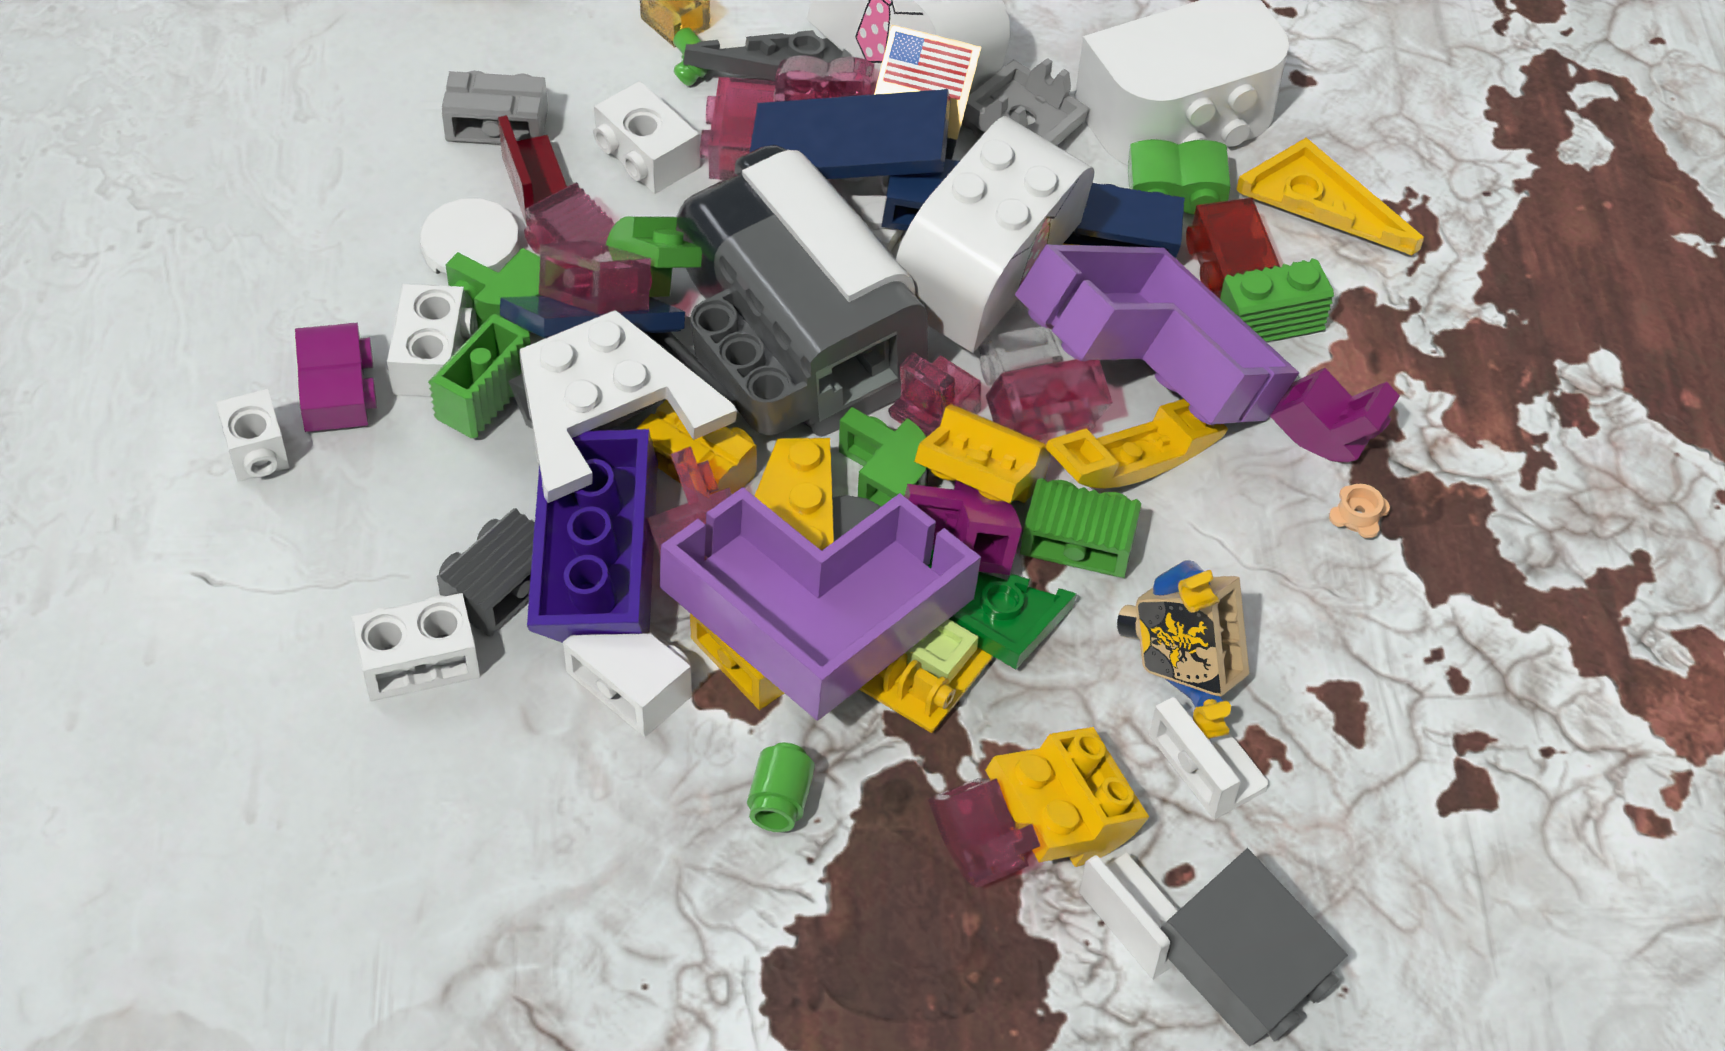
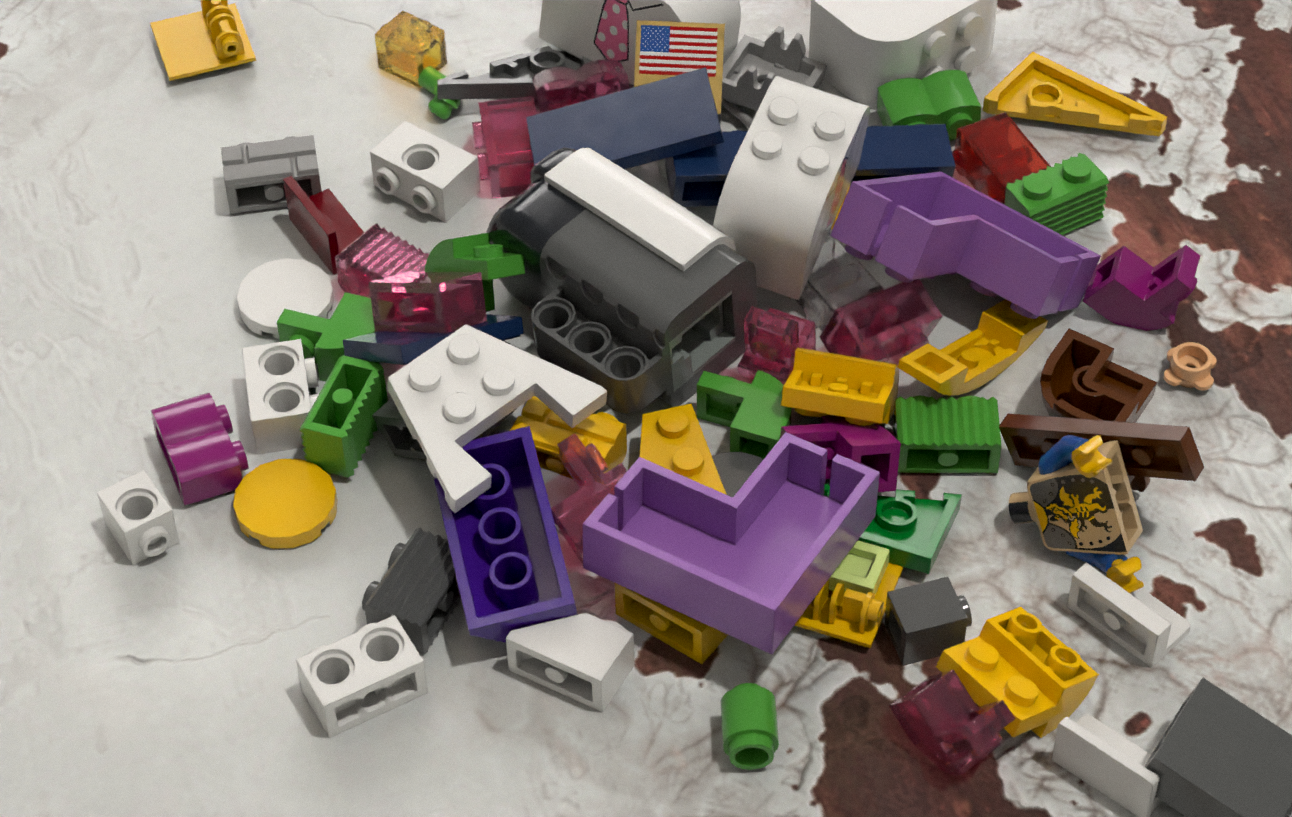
camera: 10 degrees left, 5 degrees down
(401, 451) = (285, 503): none -> yellow tile
(995, 717) = (926, 619): none -> dark grey brick
(1244, 517) = (1086, 385): none -> reddish brown brick
(1267, 592) = (1145, 448): none -> reddish brown plate

